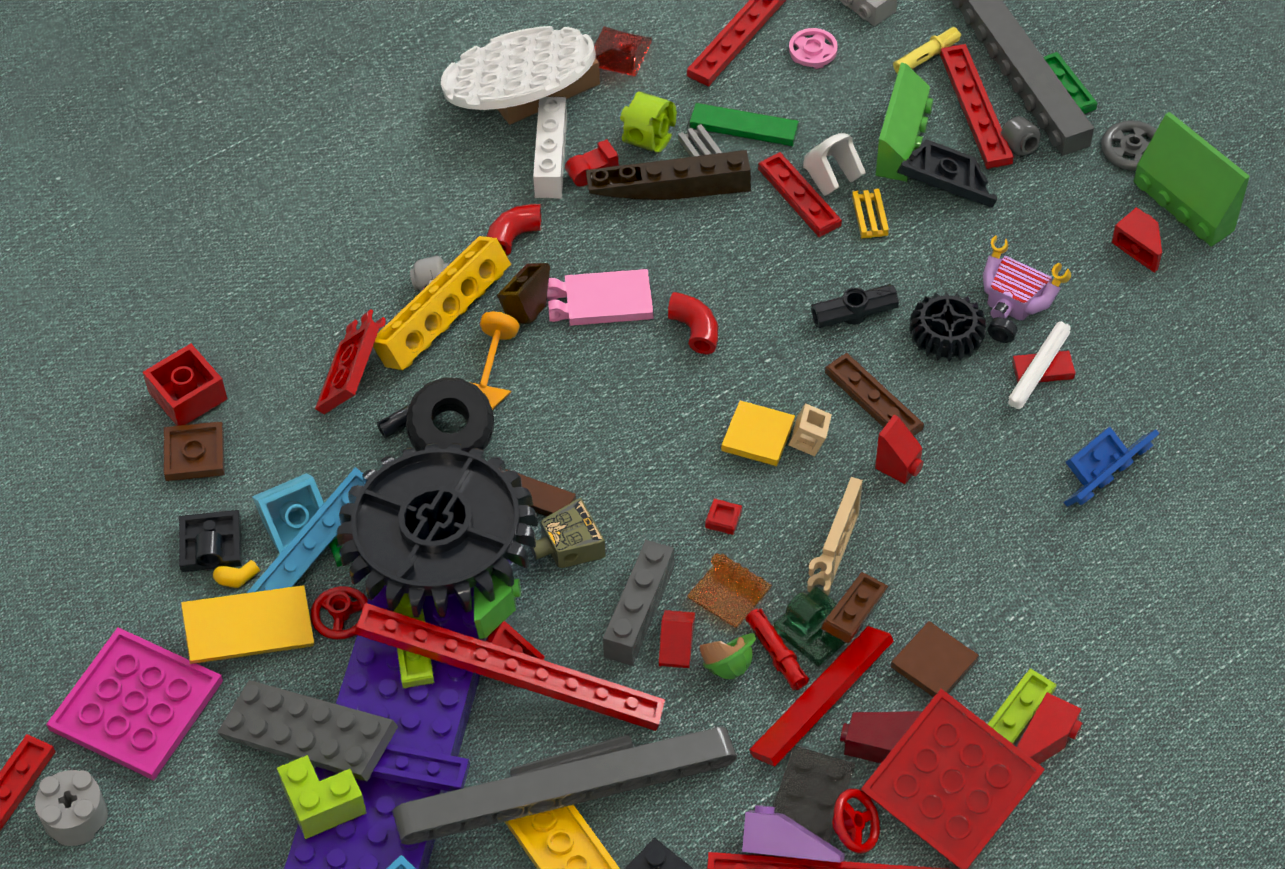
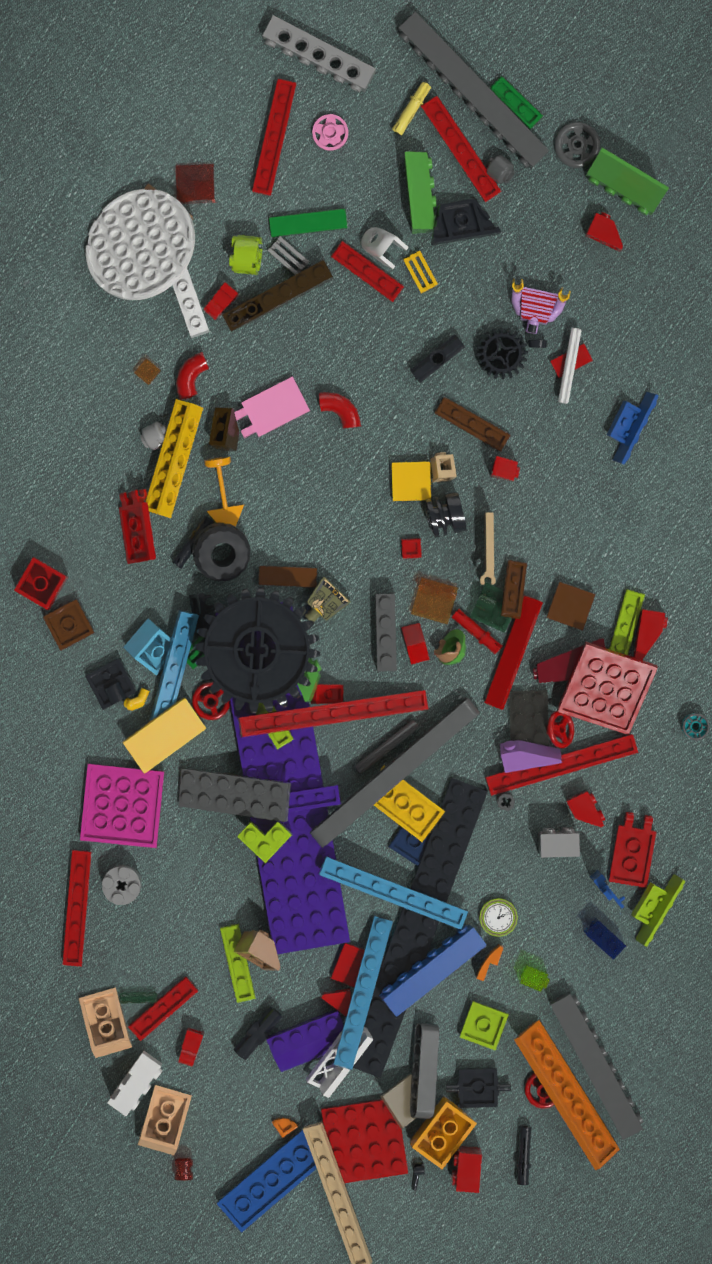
camera: 25 degrees left, 35 degrees up
(458, 212) = (147, 371): none -> clear orange tile
(790, 477) = (445, 514): none -> black wheel

